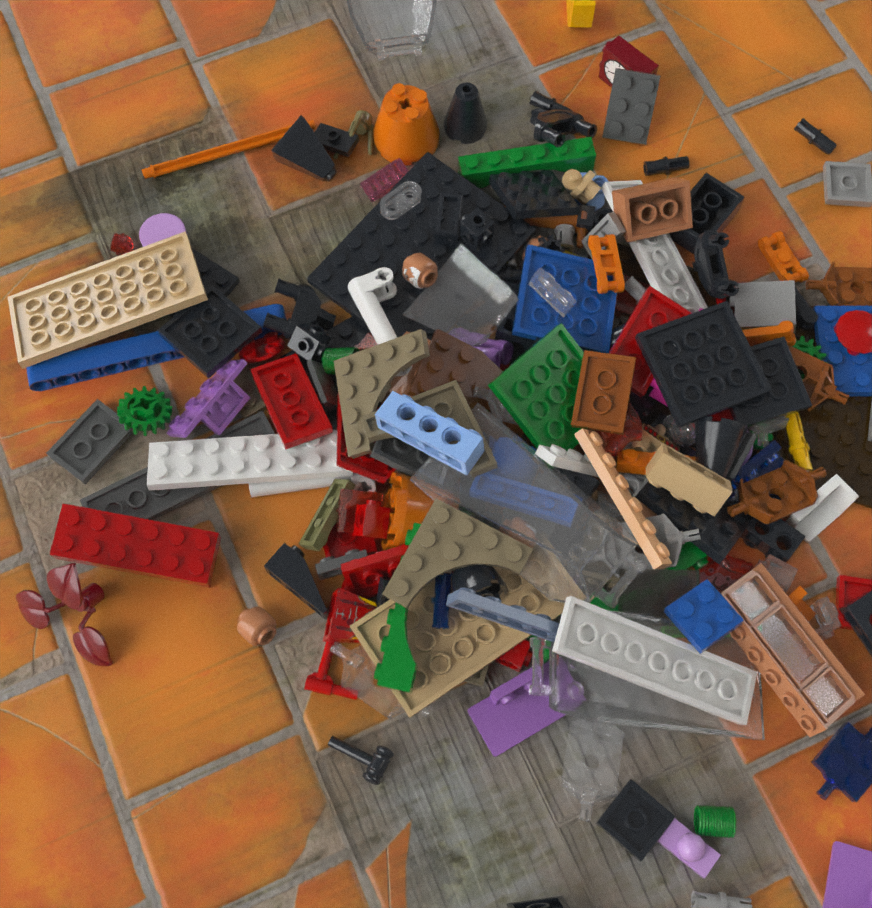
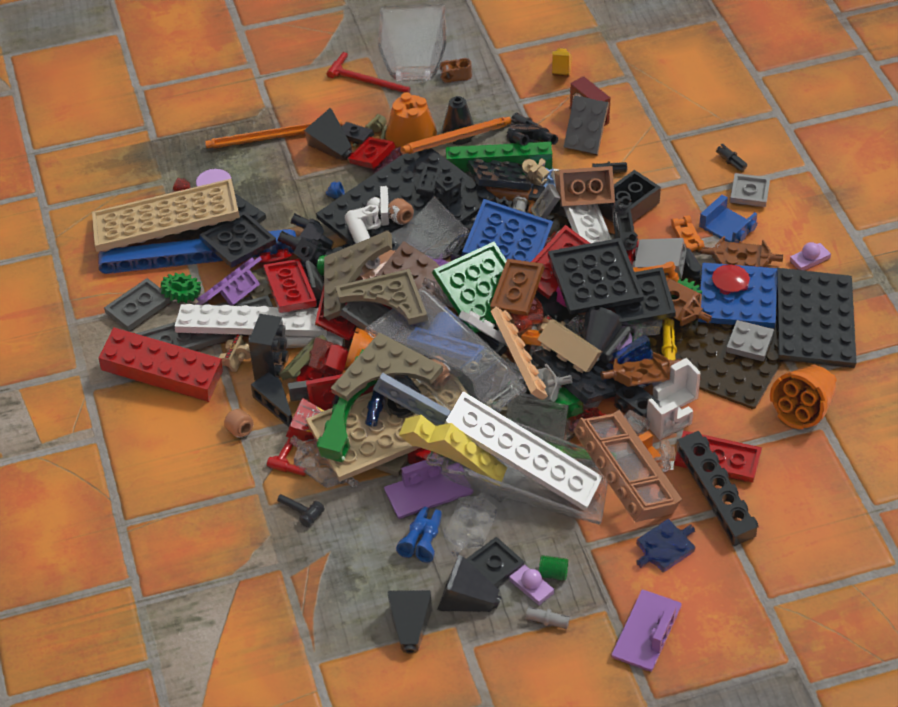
camera: 10 degrees right, 20 degrees down
(65, 585) = (117, 420): dark red plant -> none
(236, 511) = (237, 352): none -> tan hips
(279, 509) = (268, 346): none -> black brick
(294, 43) = (336, 69): none -> red bar
(324, 231) = (335, 190): none -> blue plate
(362, 170) = (371, 152): none -> red plate
(394, 262) = (382, 203): none -> white tile
(398, 200) = (394, 167): clear plate -> none
(449, 32) = (458, 70): none -> dark orange piece
(459, 456) = (382, 292): light blue brick -> none
(466, 139) = (455, 135): none -> orange piece
(531, 773) = (419, 526): none -> blue piece
(552, 292) = (494, 228): clear plate -> none
(558, 671) = (451, 443): none -> light yellow arch
(606, 263) = (541, 216): orange plate -> none
(607, 876) = (468, 590): none -> black slope
(703, 616) = (564, 429): blue plate -> none
(816, 557) = (668, 418): none -> white panel
(828, 237) = (724, 222): none -> blue panel

